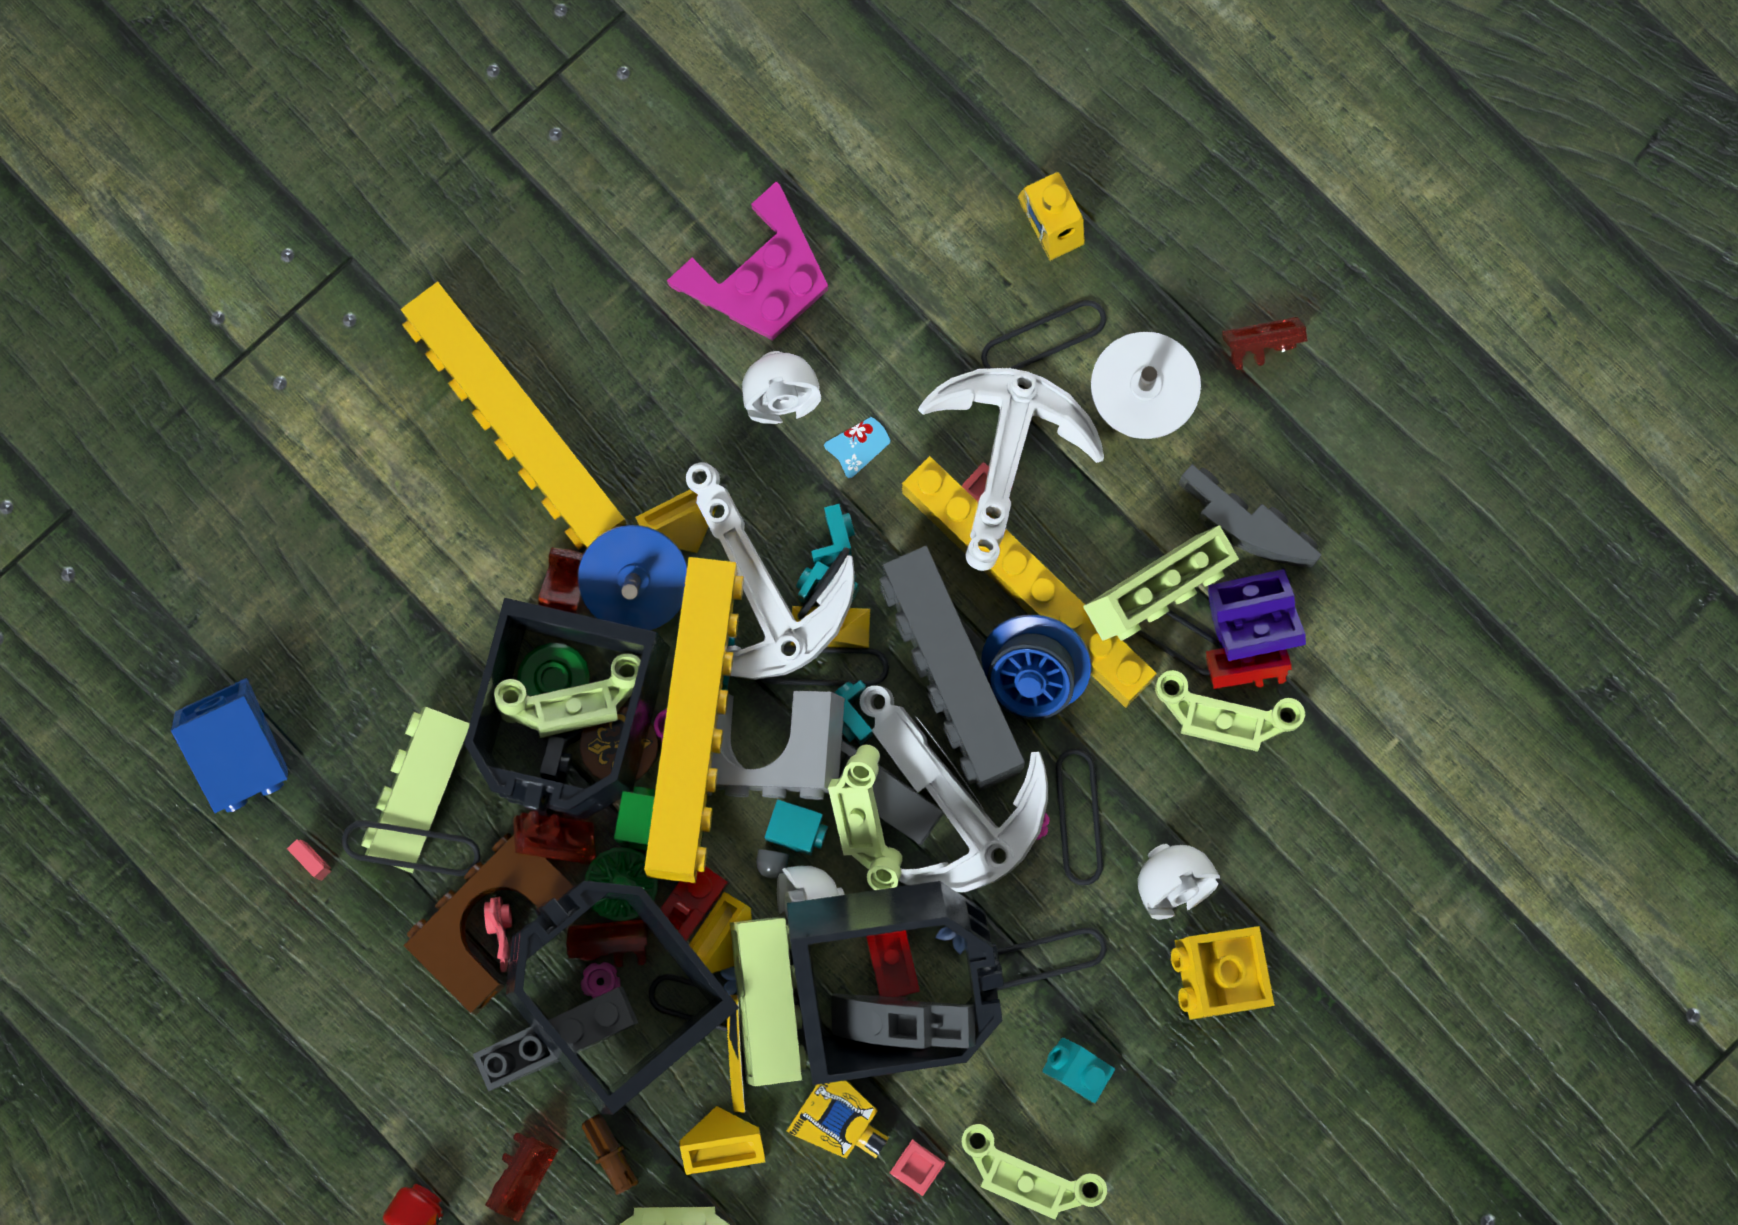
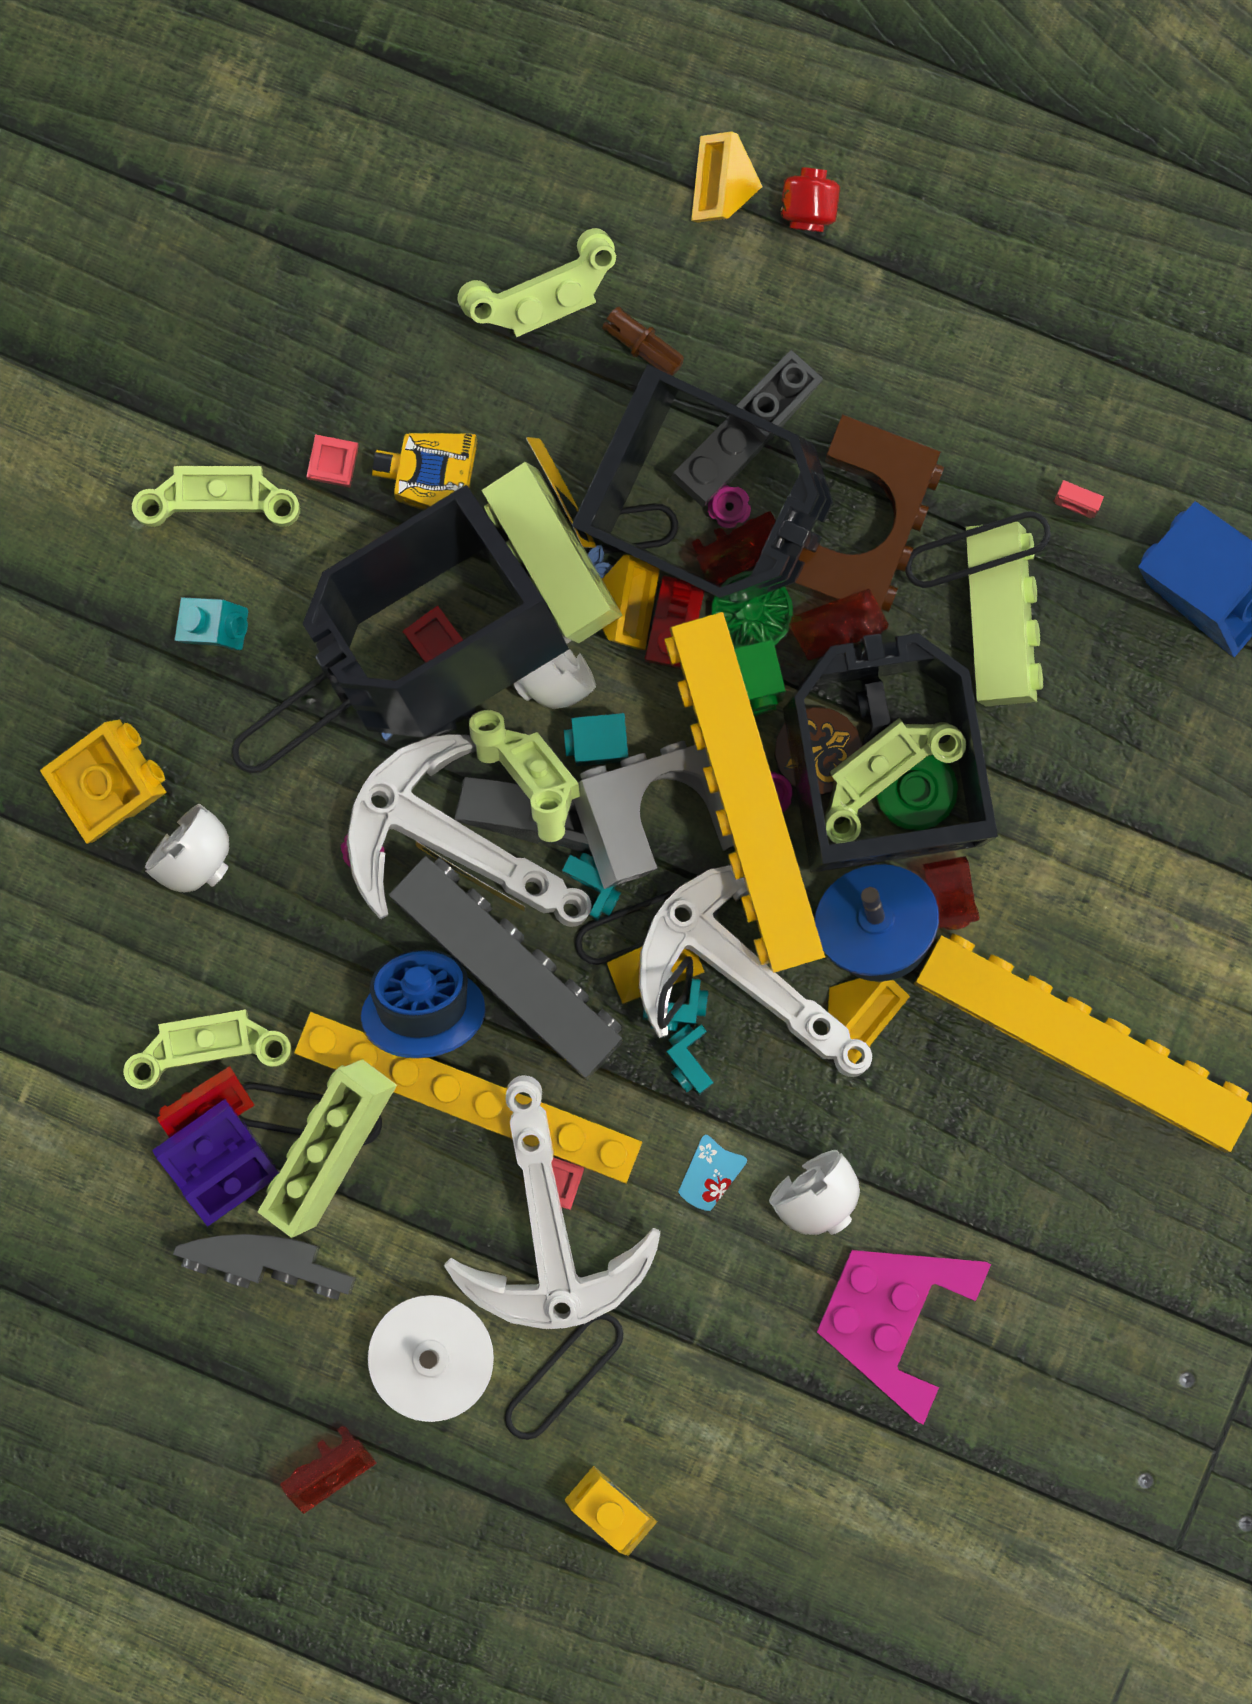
camera: 155 degrees right, 5 degrees up
(497, 919) = (860, 521): coral plate -> none
(522, 1177) = (718, 284): clear red plate -> none
(721, 1143) = (538, 401): yellow slope -> none
(771, 863) = (608, 697): dark grey hinge -> none
(902, 1022) = (405, 582): dark grey slope -> none
(906, 751) = (518, 865): white sticker -> none
(1063, 819) = (359, 928): black piece -> none

